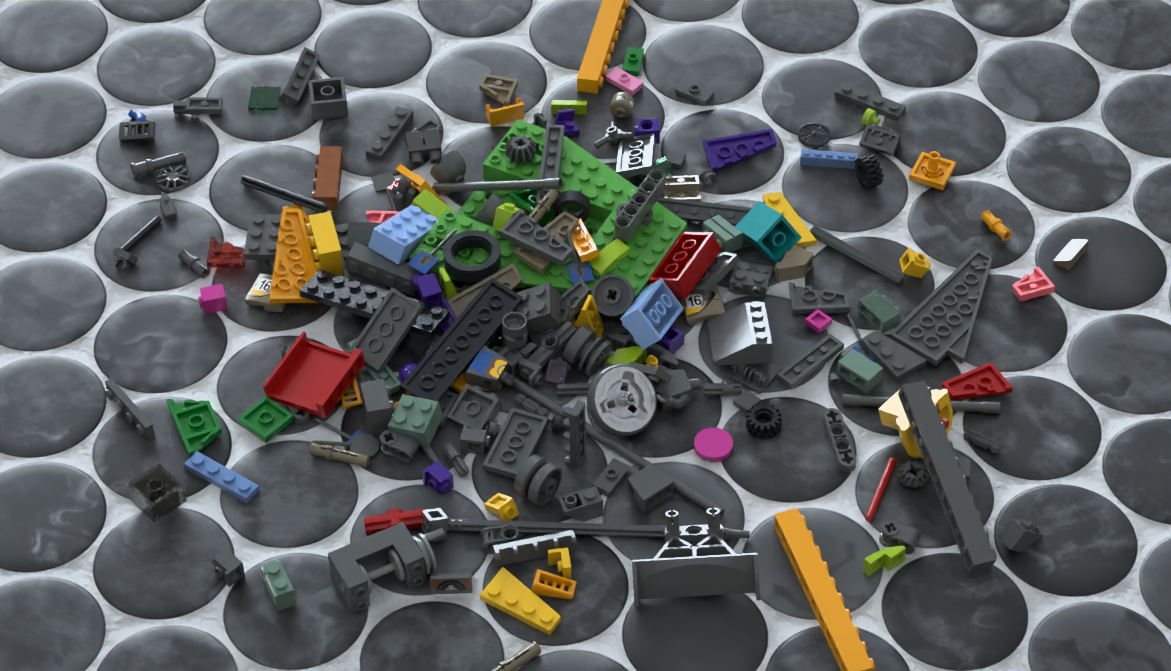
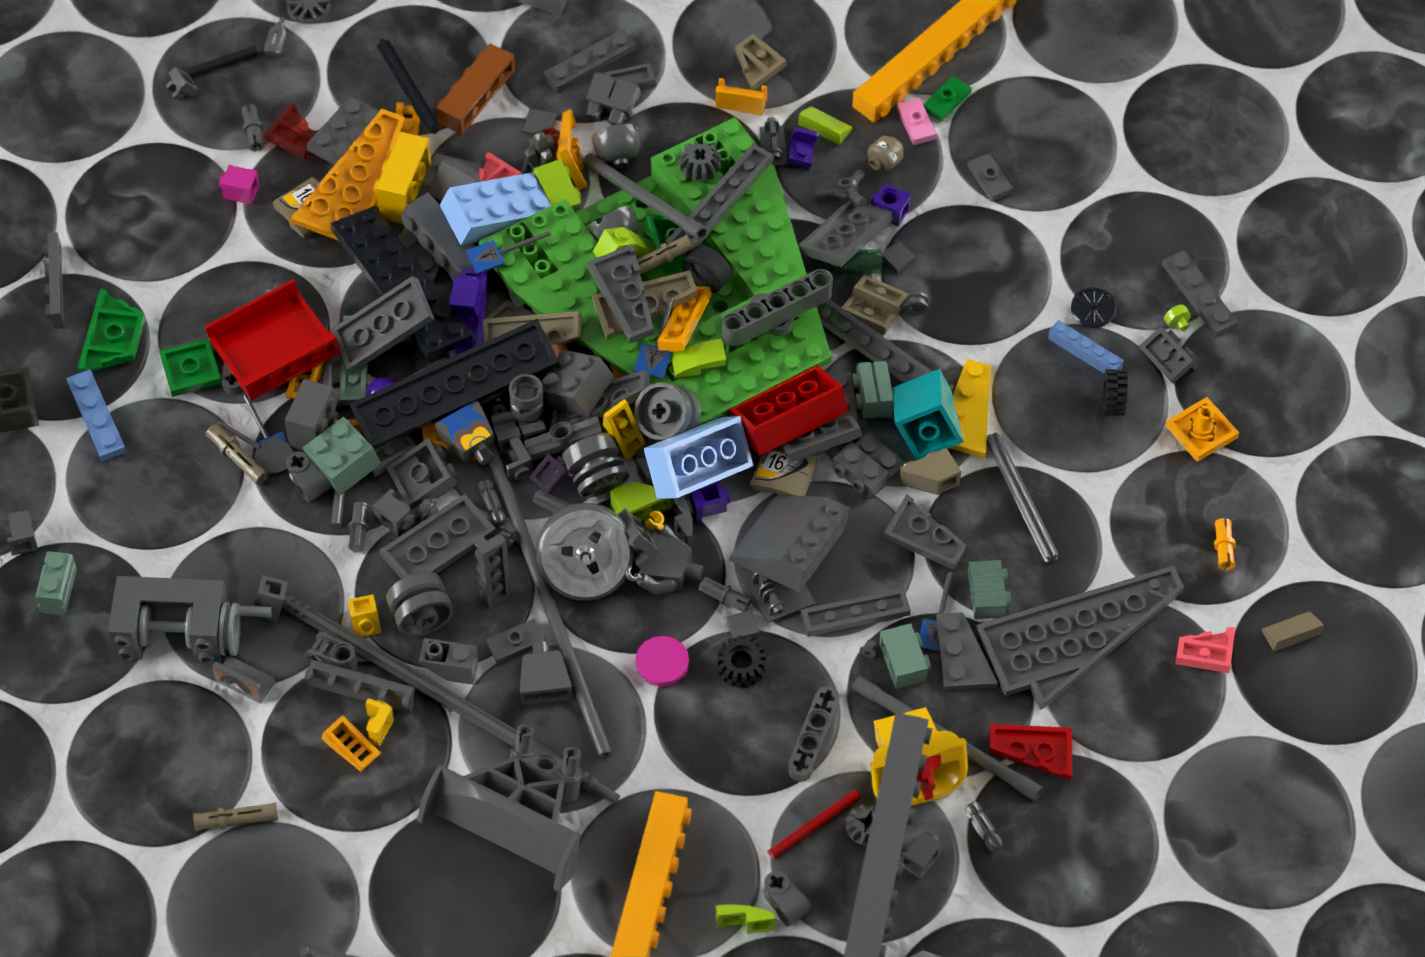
camera: 30 degrees right, 10 degrees up
(392, 517) = (233, 569): red piece -> none
(438, 478) = (320, 541): dark purple brick -> none
(446, 285) = (494, 301): lime slope -> none
(472, 239) = (541, 252): black tyre -> none
(517, 600) = (299, 741): yellow wing -> none
(735, 148) = (982, 279): dark purple wing -> none
(818, 321) = (905, 563): dark pink plate -> none
(914, 263) = (1079, 547): yellow brick -> none

